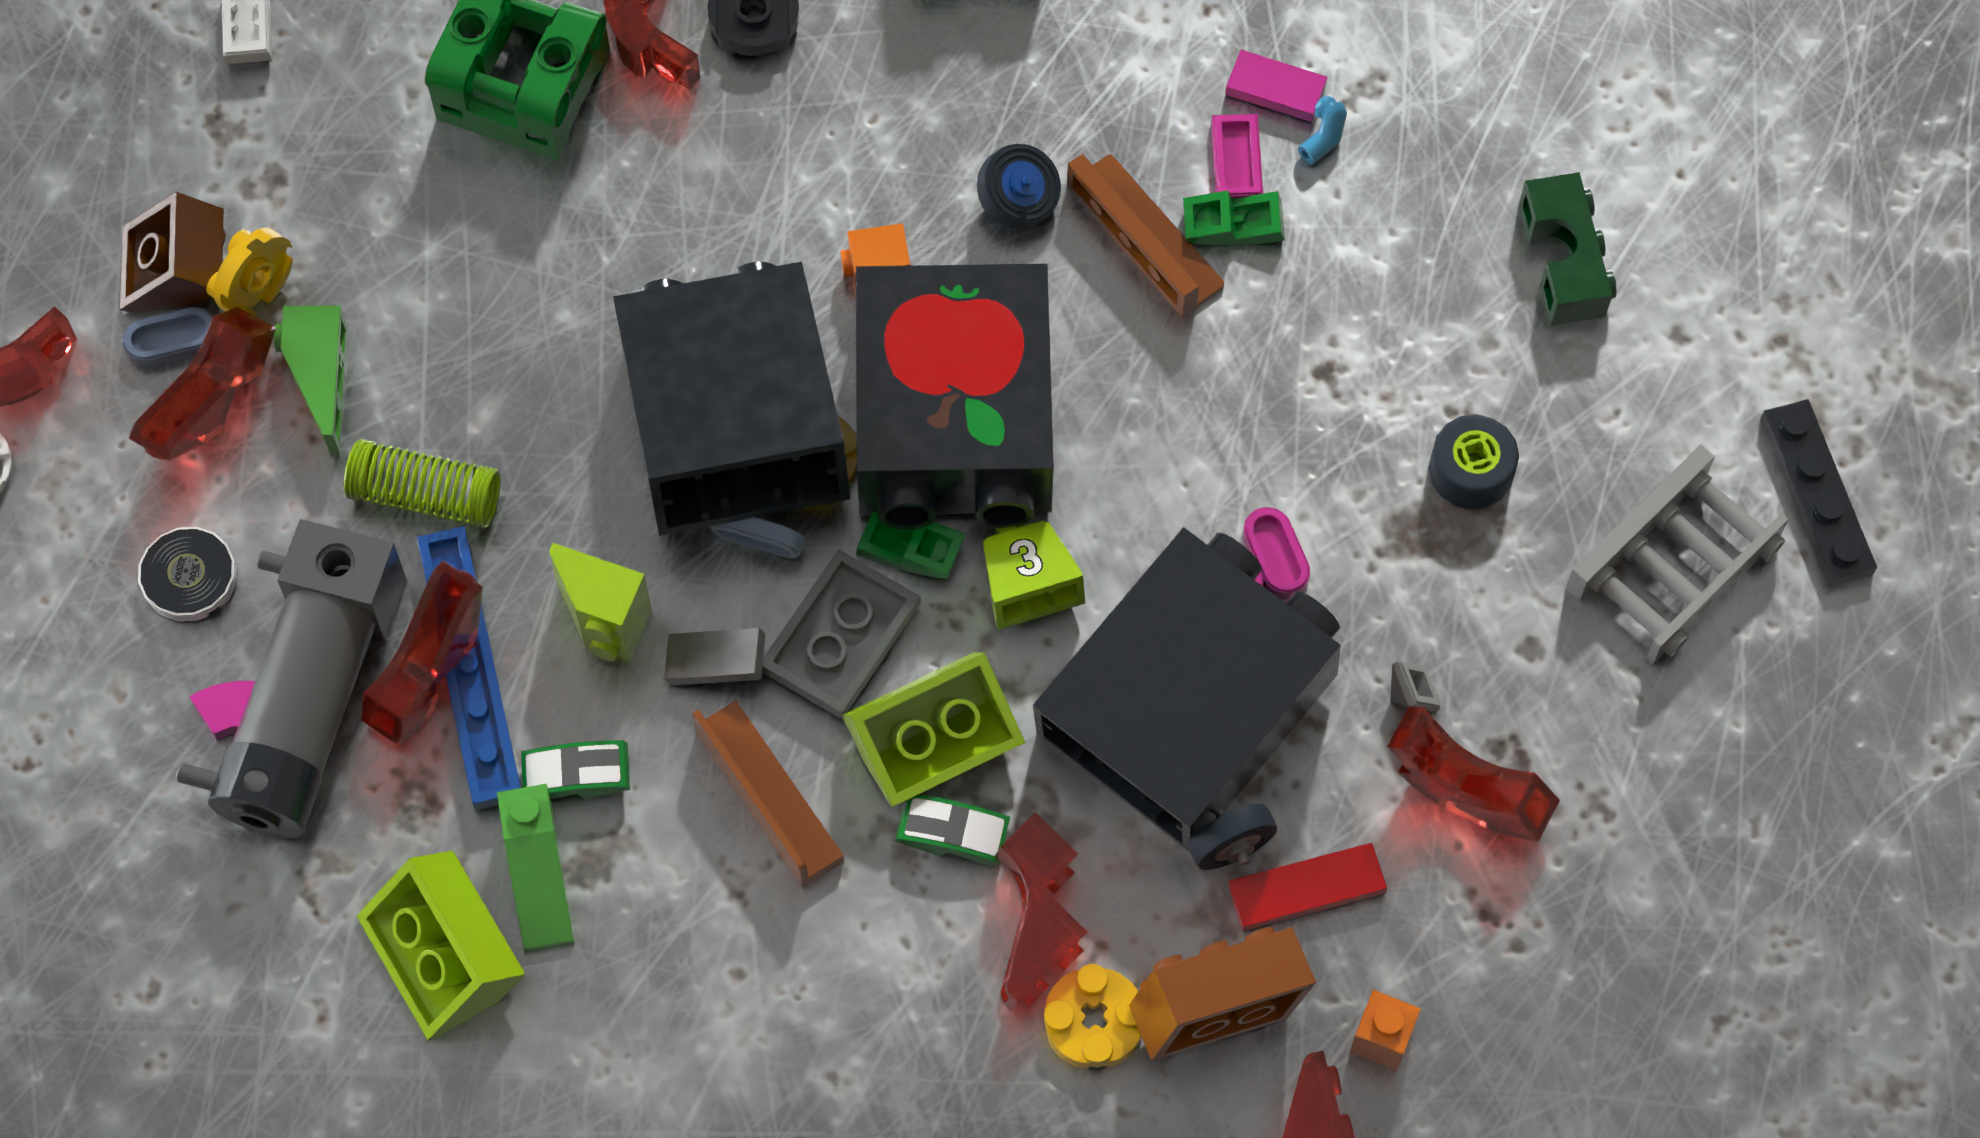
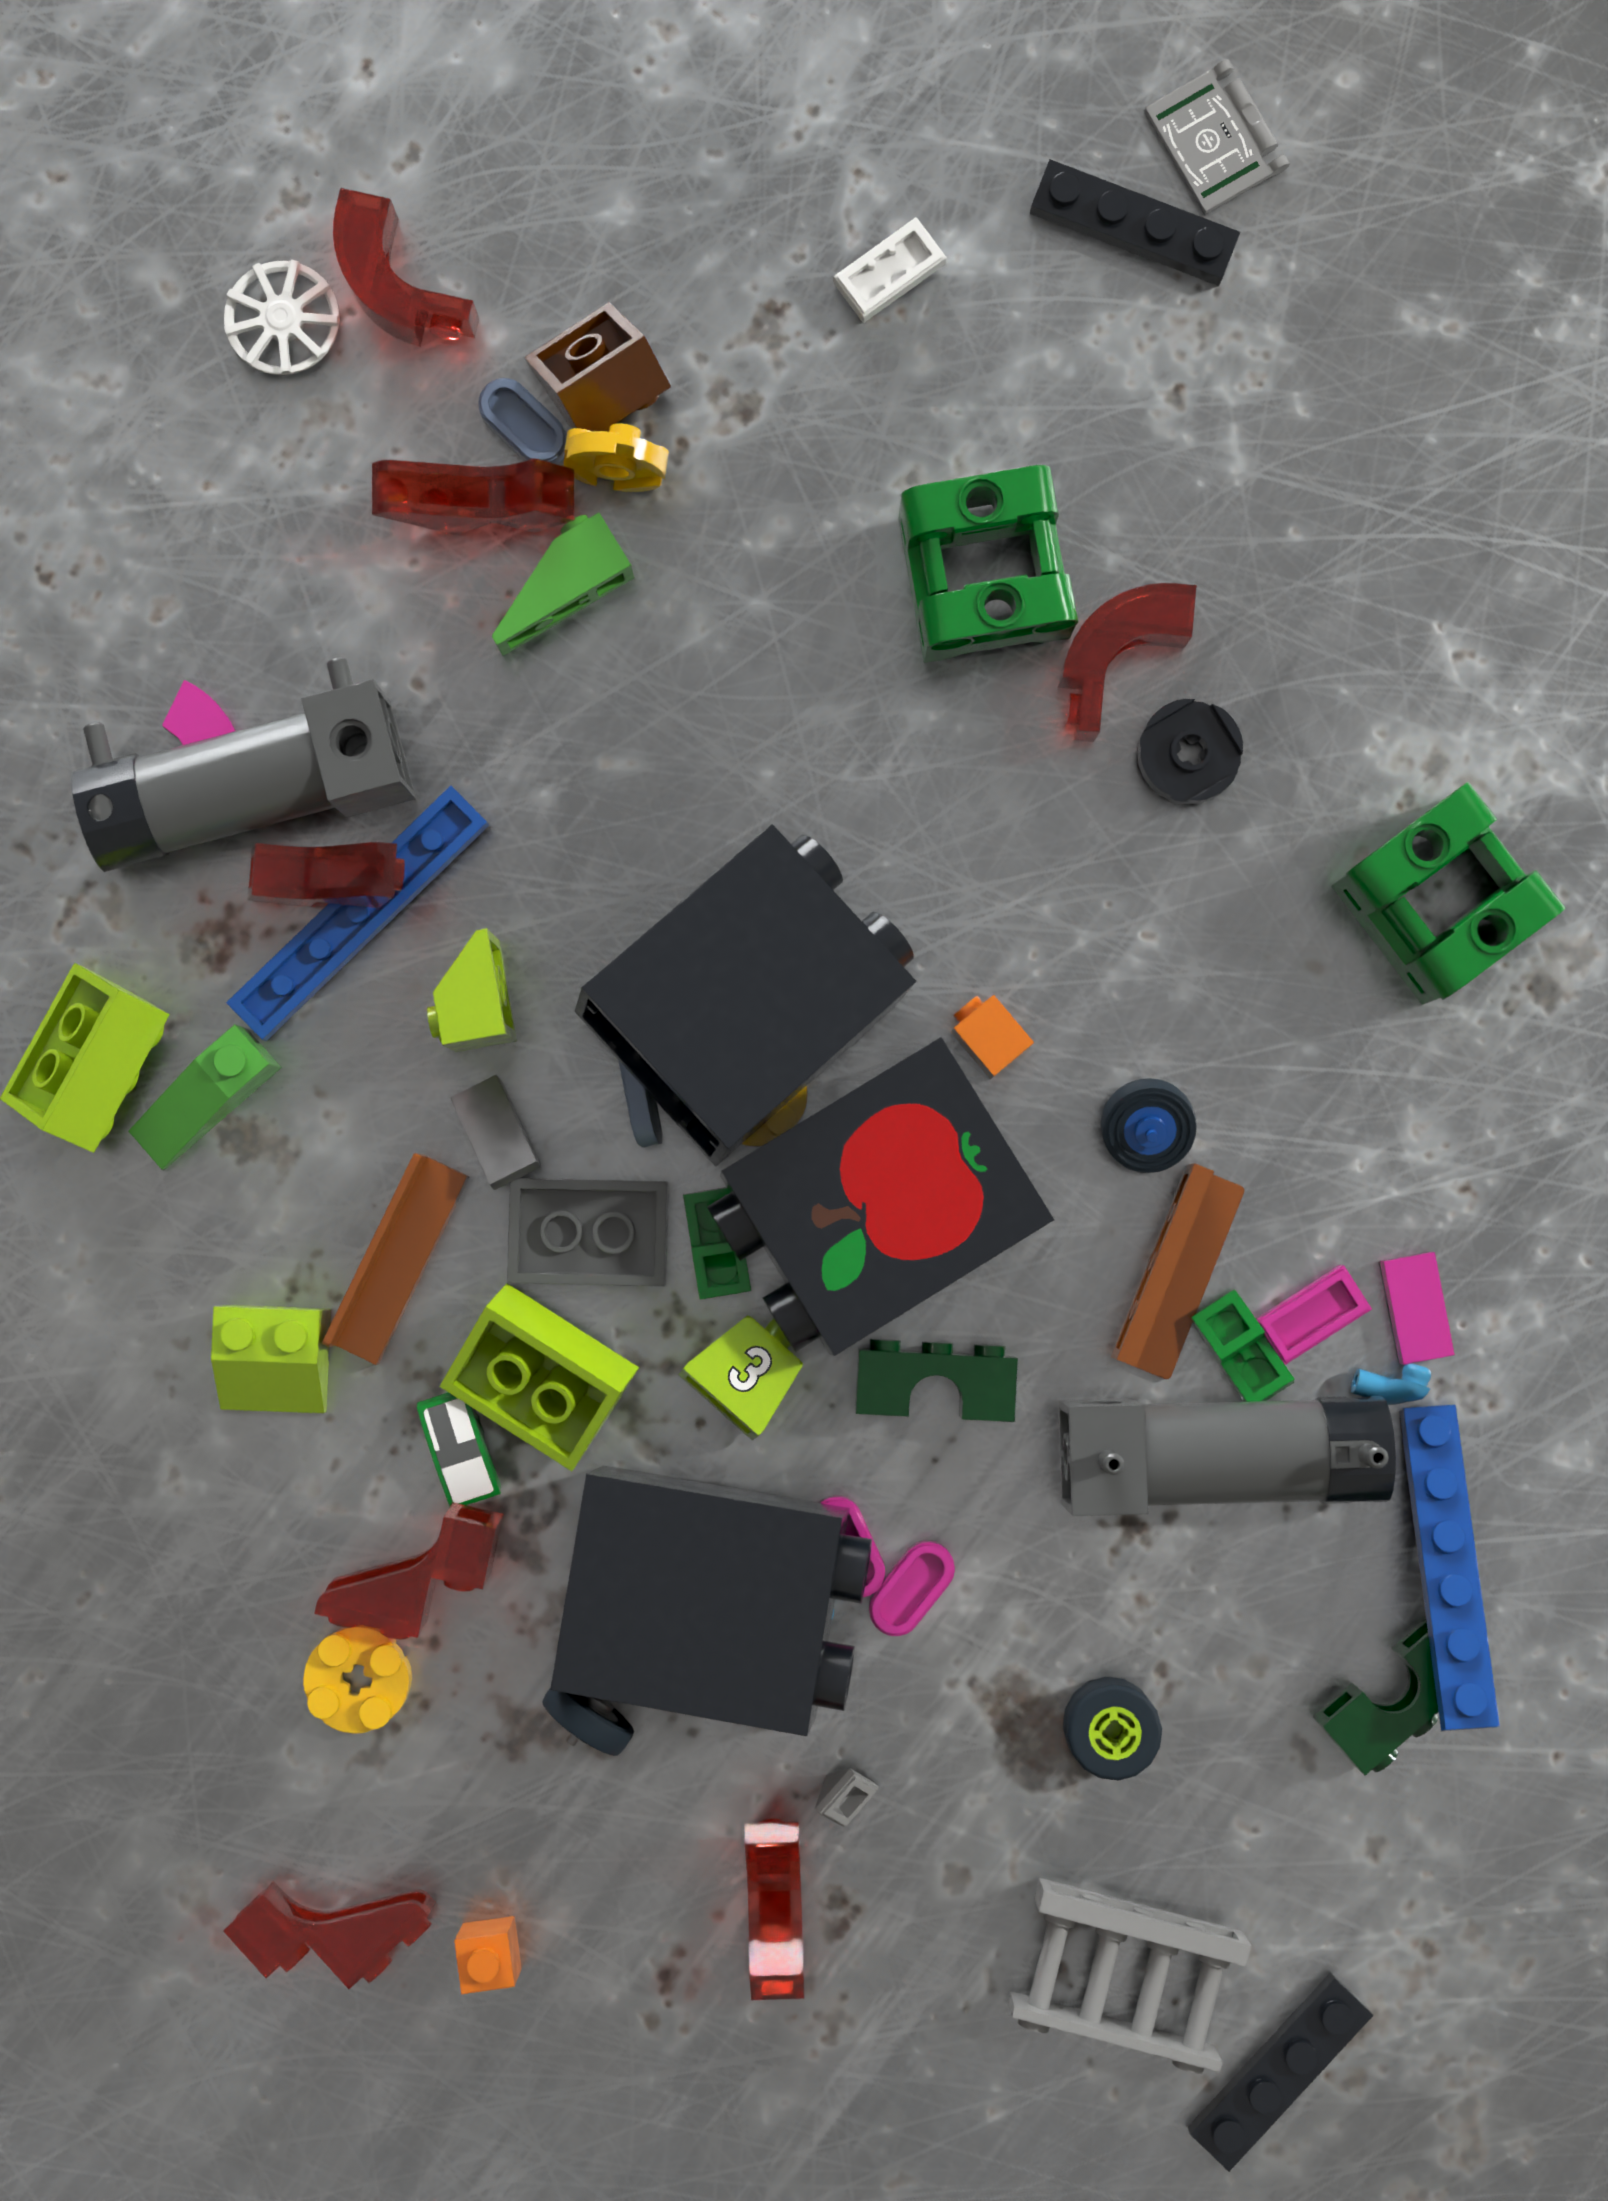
camera: 60 degrees right, 20 degrees up
(187, 574) = (301, 598): black tile -> none
(480, 502) = (520, 819): lime piece -> none
(578, 768) = (316, 1072): slope -> none
(785, 931) = (270, 1358): none -> lime slope
(1141, 409) = (983, 1379): none -> dark green arch
(1221, 991) = (421, 1798): dark orange brick -> none
(1265, 322) = (1141, 1455): none -> dark grey piece
(1307, 887) = (593, 1802): red tile -> none
(1486, 156) = (1449, 1569): none -> blue plate

